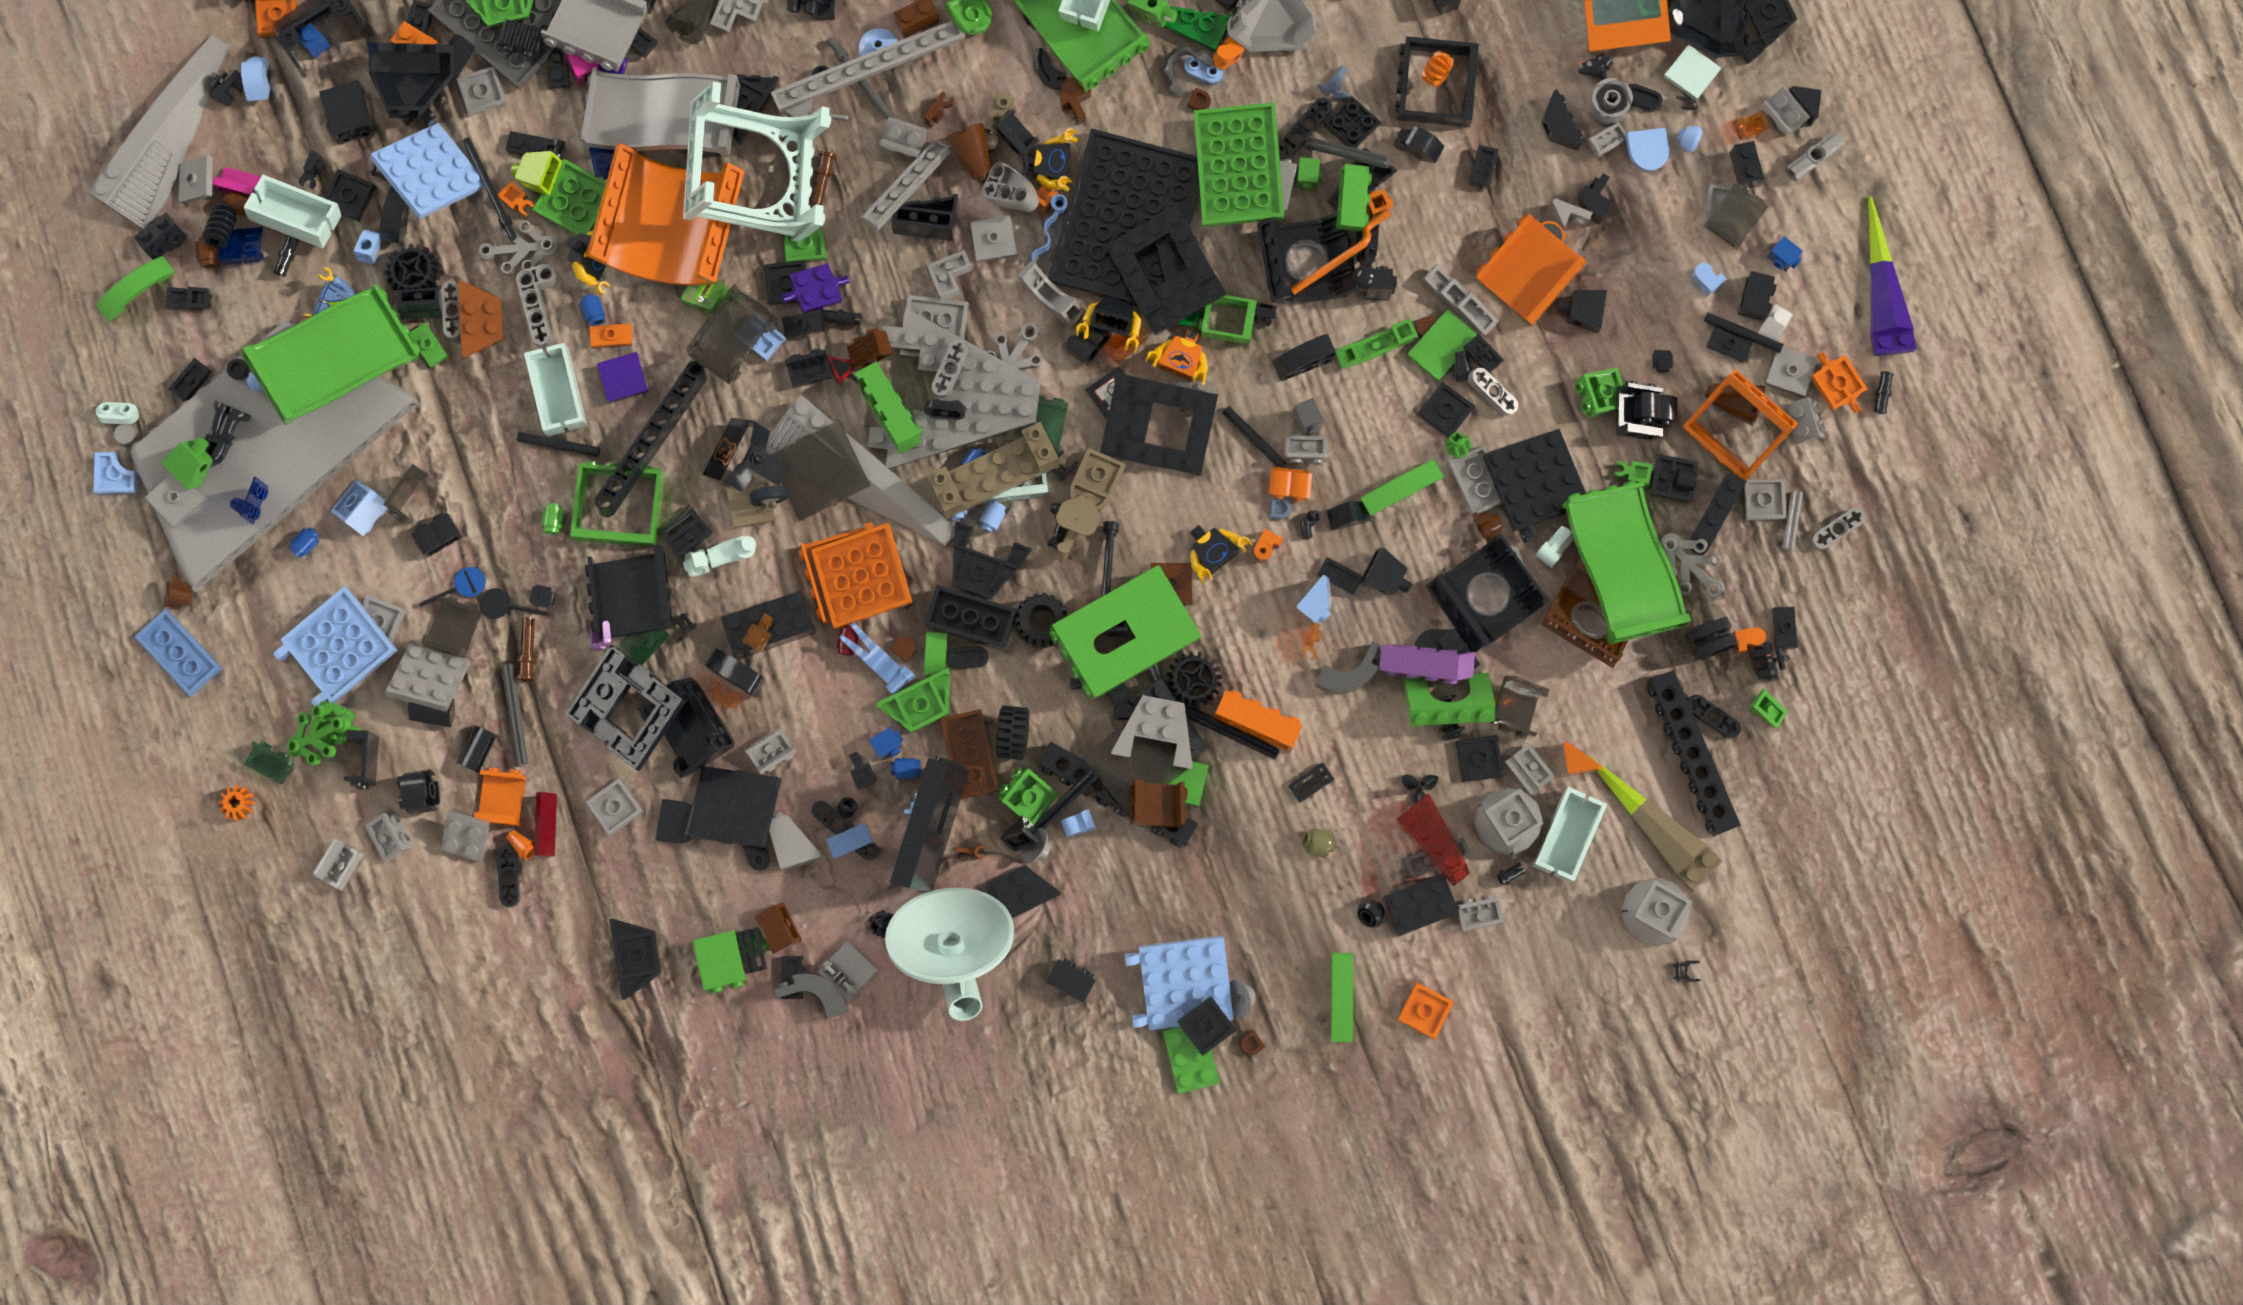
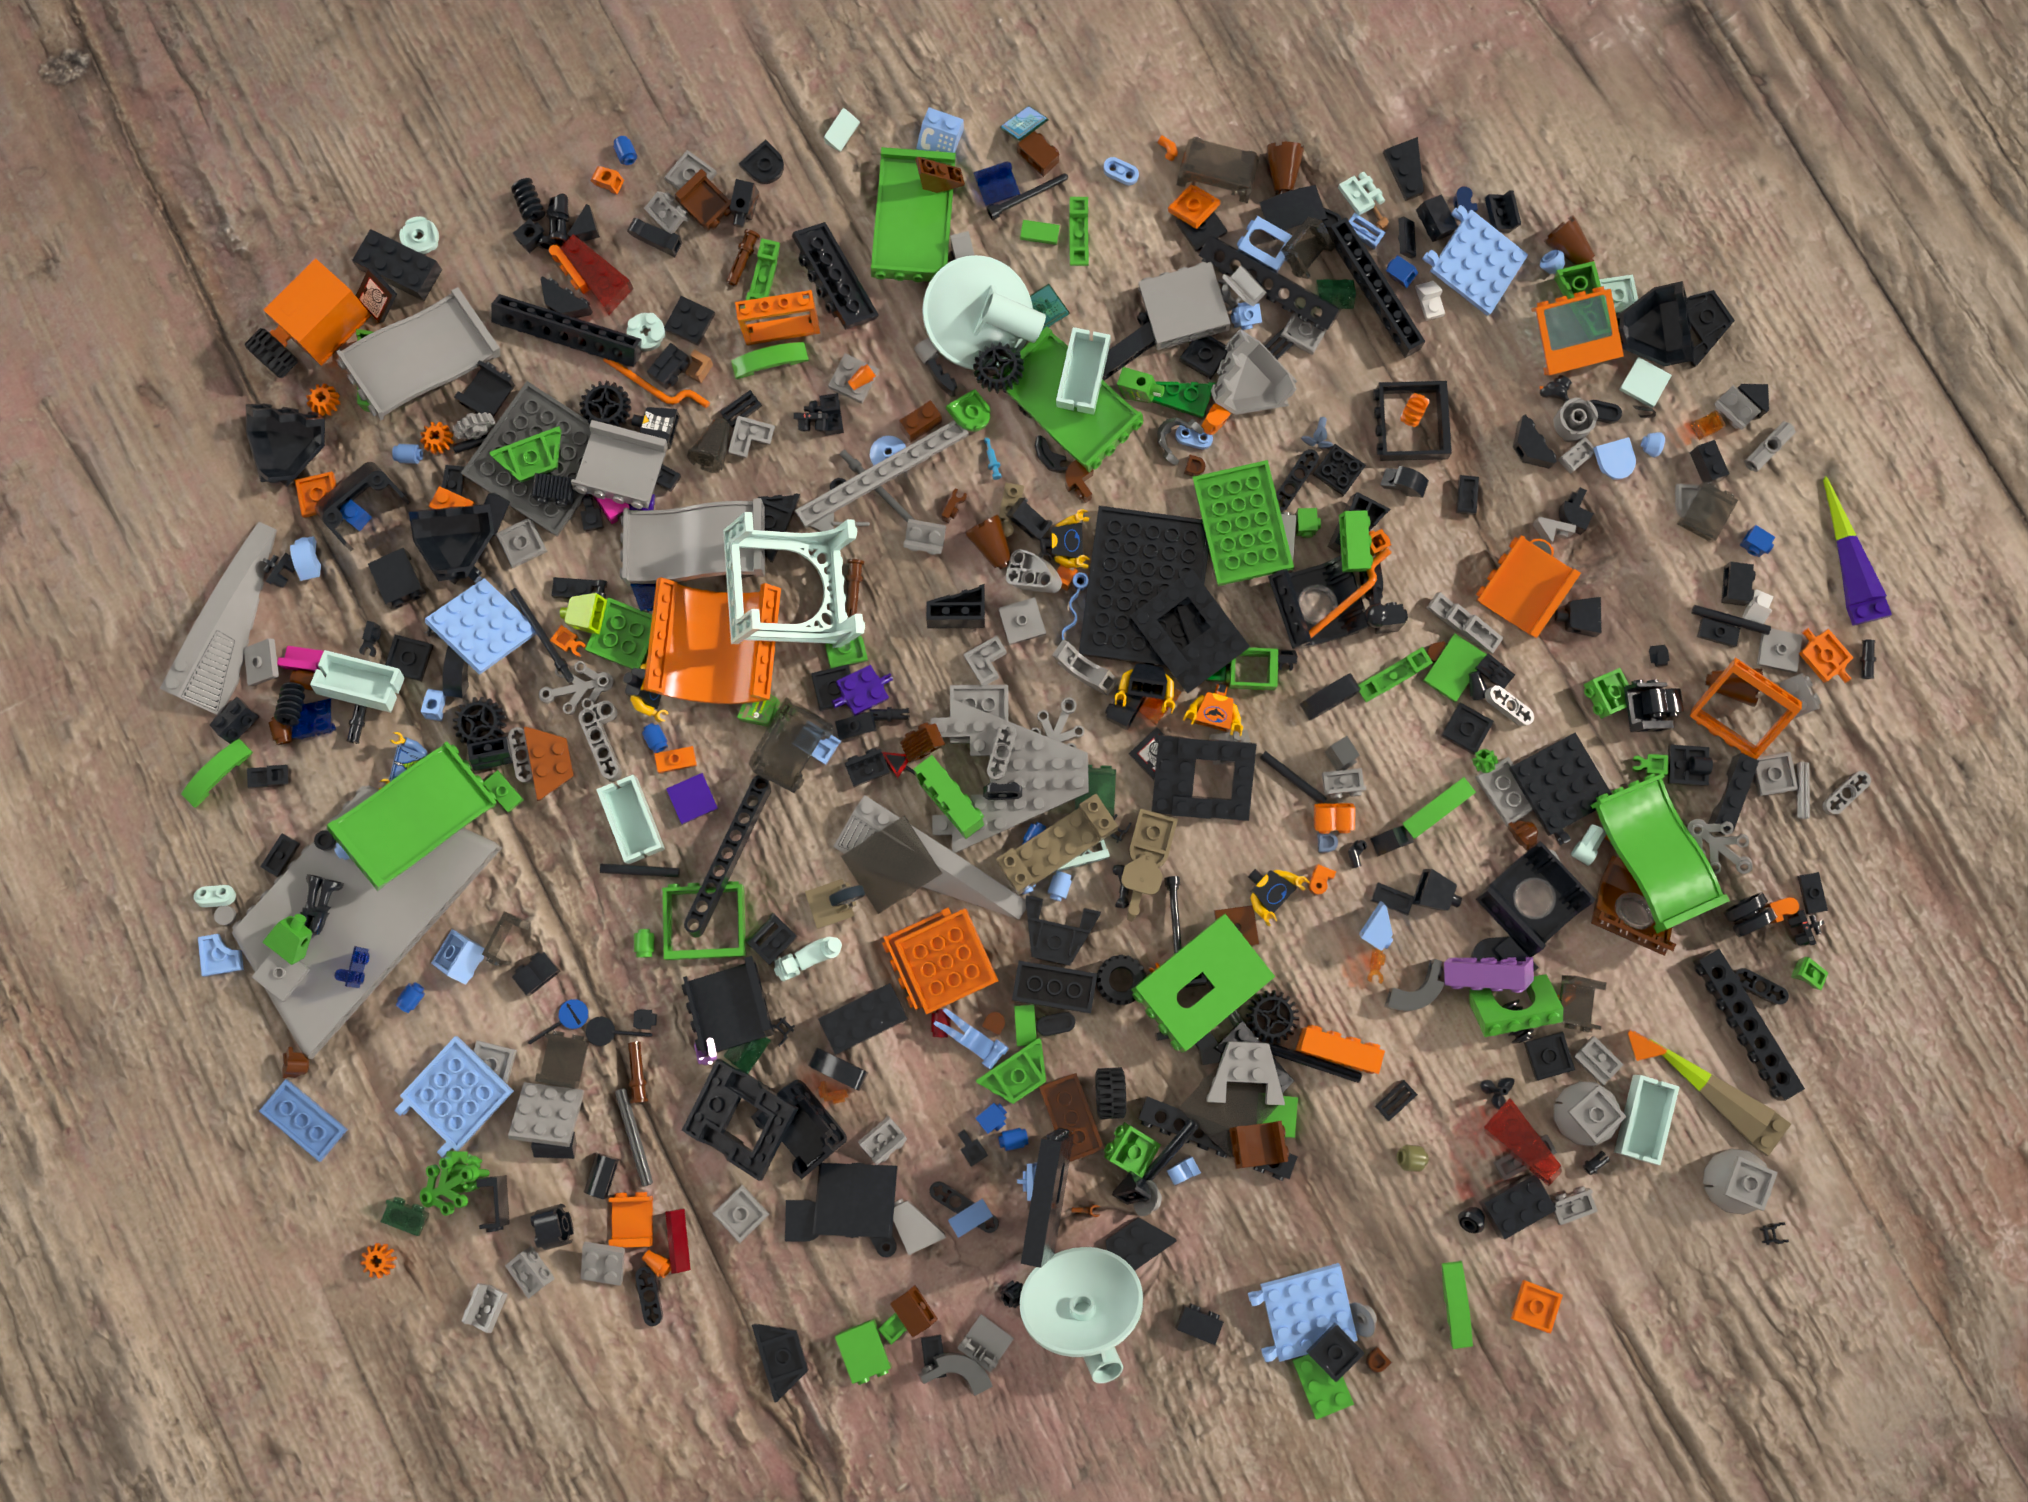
camera: 10 degrees left, 0 degrees up
(744, 954) = (886, 1320): black tile -> none
(755, 460) = (831, 865): black piece -> none
(757, 635) = (856, 1032): clear orange plate -> none
(849, 802) = (965, 1180): black axle -> none
(906, 184) = (934, 581): light grey tile -> none
(987, 72) = (994, 465): none -> dark azure piece
(1347, 152) = (1343, 498): dark grey axle -> none
(1706, 279) = (1689, 574): light blue leg -> none

